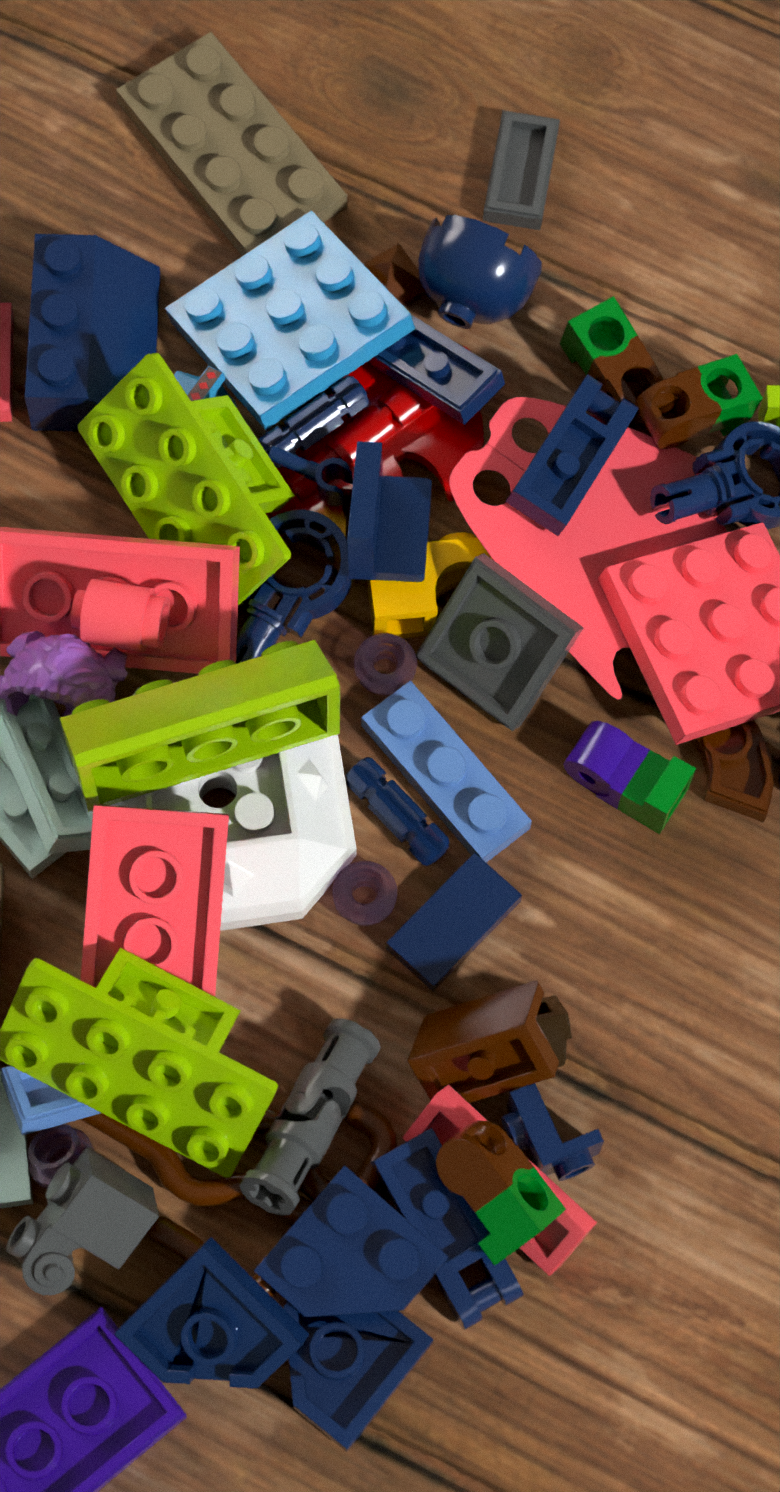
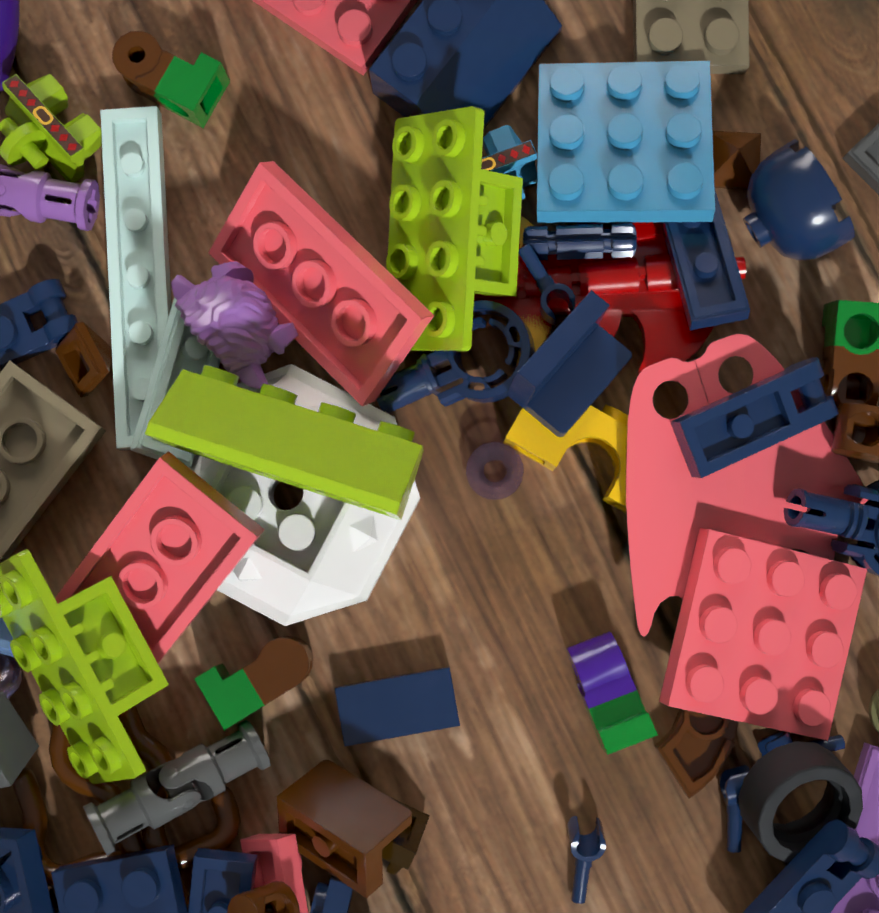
camera: 45 degrees right, 15 degrees up
(120, 615) = (306, 306): coral brick -> none
(314, 985) = (278, 669): none -> leg
(364, 874) = (330, 637): clear purple plate -> none
(397, 811) = (418, 592): dark blue axle -> none
(445, 772) = (477, 587): medium blue plate -> none
(498, 642) = (587, 522): dark grey tile -> none
(715, 924) = (585, 850): none -> dark blue hand

